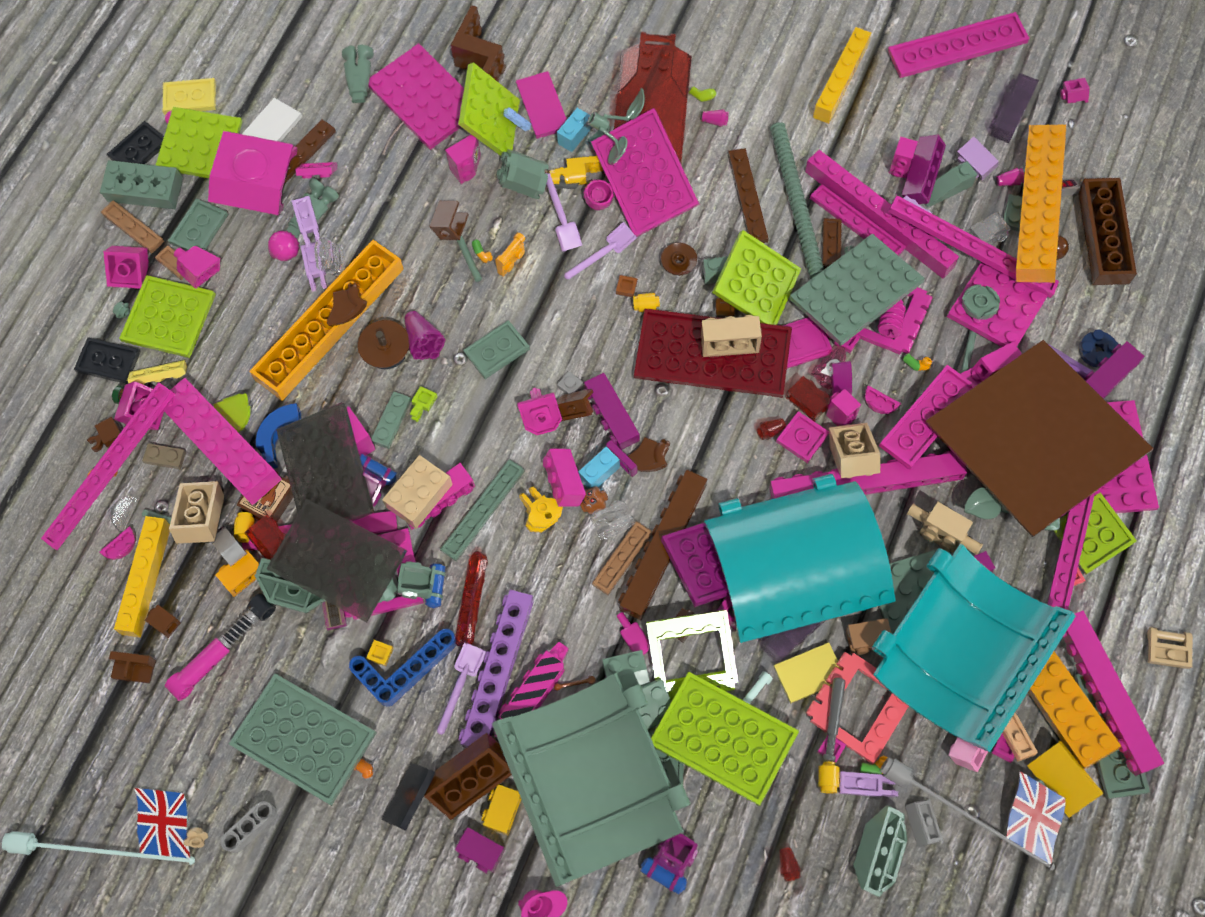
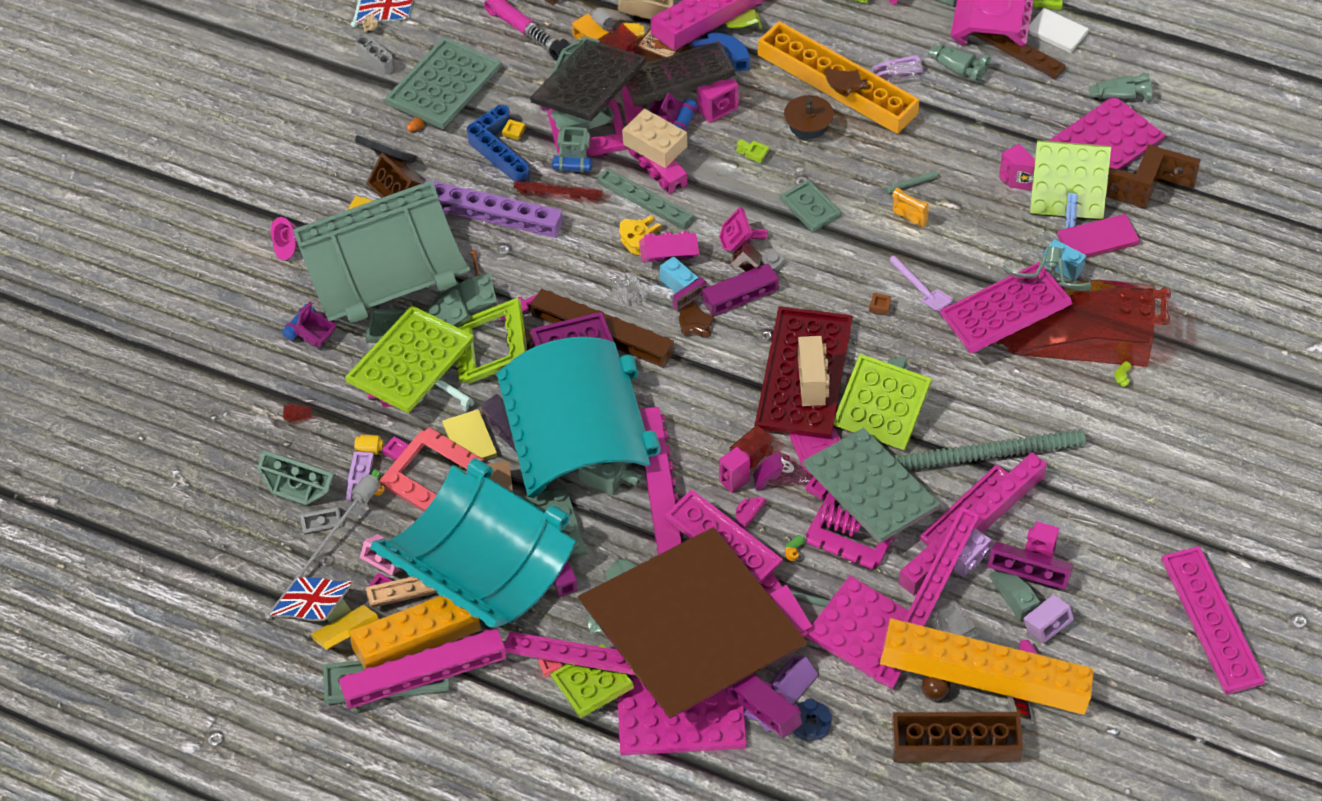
camera: 90 degrees right, 15 degrees down
(283, 245) = (918, 43): dark pink hair -> none
(306, 218) = (940, 53): lavender hinge -> none
(323, 169) = (1002, 59): dark pink plate -> none
(391, 420) = (736, 130): sand green plate -> none
(423, 337) = (819, 144): magenta cone -> none
(448, 220) = (946, 168): piece -> none
(467, 663) = (500, 187): lavender piece -> none
(479, 850) = (336, 198): magenta piece -> none
(484, 257) = (918, 187): arm -> none
(522, 174) = (1003, 214): sand green brick -> none
(536, 683) = (476, 235): dark pink hinge -> none
(567, 232) = (941, 255): lavender piece -> none
(575, 172) = (1007, 254): yellow plate -> none
(594, 499) = (649, 274): dark orange head -> none
(598, 194) = (983, 276): dark pink hair -> none
(622, 558) = (584, 295): medium nougat tile -> none
(646, 301) = (861, 318): yellow brick -> none
(679, 252) = (912, 345): reddish brown dish -> none
(716, 117) = (1090, 384): dark pink cone -> none
(747, 194) = (994, 410): reddish brown plate -> none
(770, 428) = (720, 416): clear red cone -> none
(802, 437) = (709, 442): dark pink plate -> none
(831, 241) = (942, 482): reddish brown tile -> none
(836, 702) = (423, 445): dark grey piece -> none
(842, 75) = (1156, 498): yellow brick -> none
(854, 450) = (686, 469): tan brick -> none
(945, 528) = (602, 547): tan brick -> none
(980, 302) = (861, 602): sand green tile -> none
(1013, 108) = (1125, 666): clear purple brick -> none
(1075, 91) = (1153, 732): dark pink brick -> none
(1170, 654) = (460, 740): tan plate -> none

